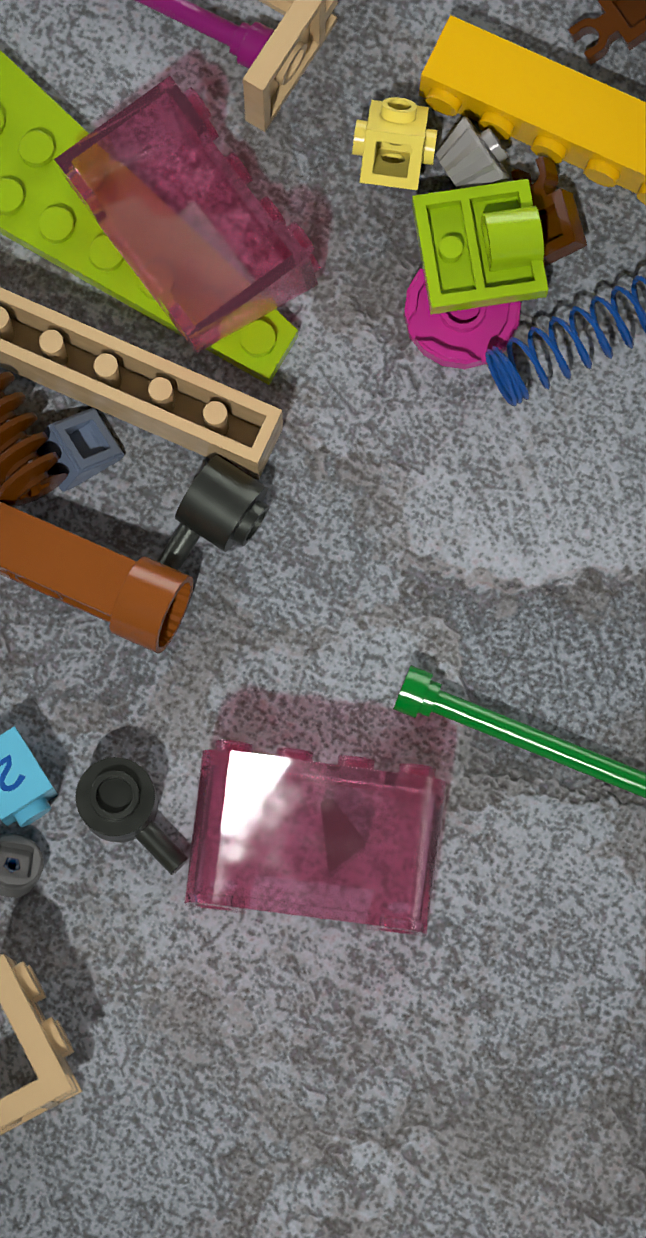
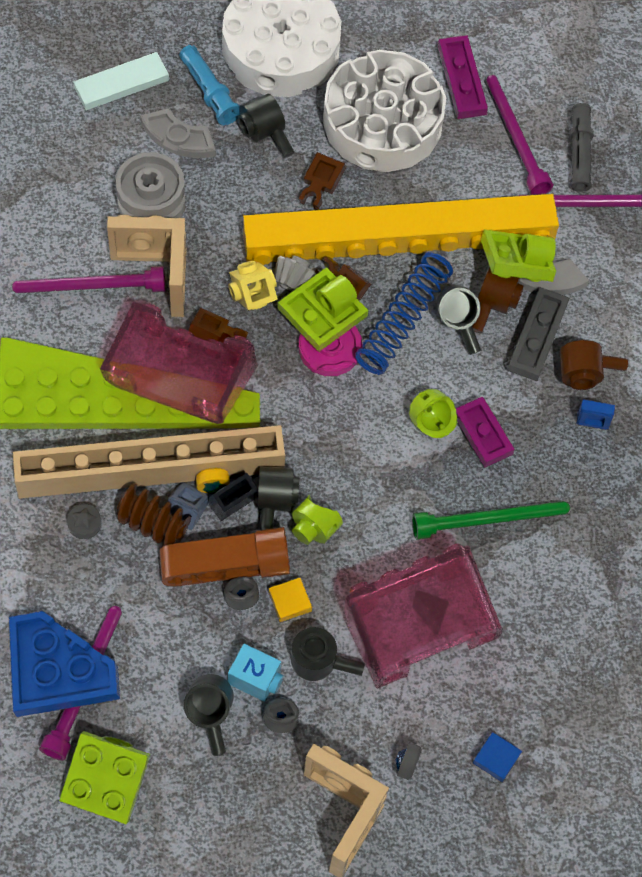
camera: 35 degrees left, 15 degrees down
(70, 639) = (241, 593): none -> dark grey tile
(134, 435) = (212, 480): none -> yellow tile
(139, 691) = (290, 599): none -> yellow tile
(148, 464) = (242, 483): none -> black piece
(153, 1048) = (407, 760): none -> dark grey tile
(246, 592) = (315, 522): none -> lime piece
(292, 180) = (211, 326): none -> reddish brown plate
(295, 1121) = (497, 757): none -> blue tile
(543, 513) = (433, 411): none -> lime piece
(610, 594) = (484, 432): none -> magenta plate

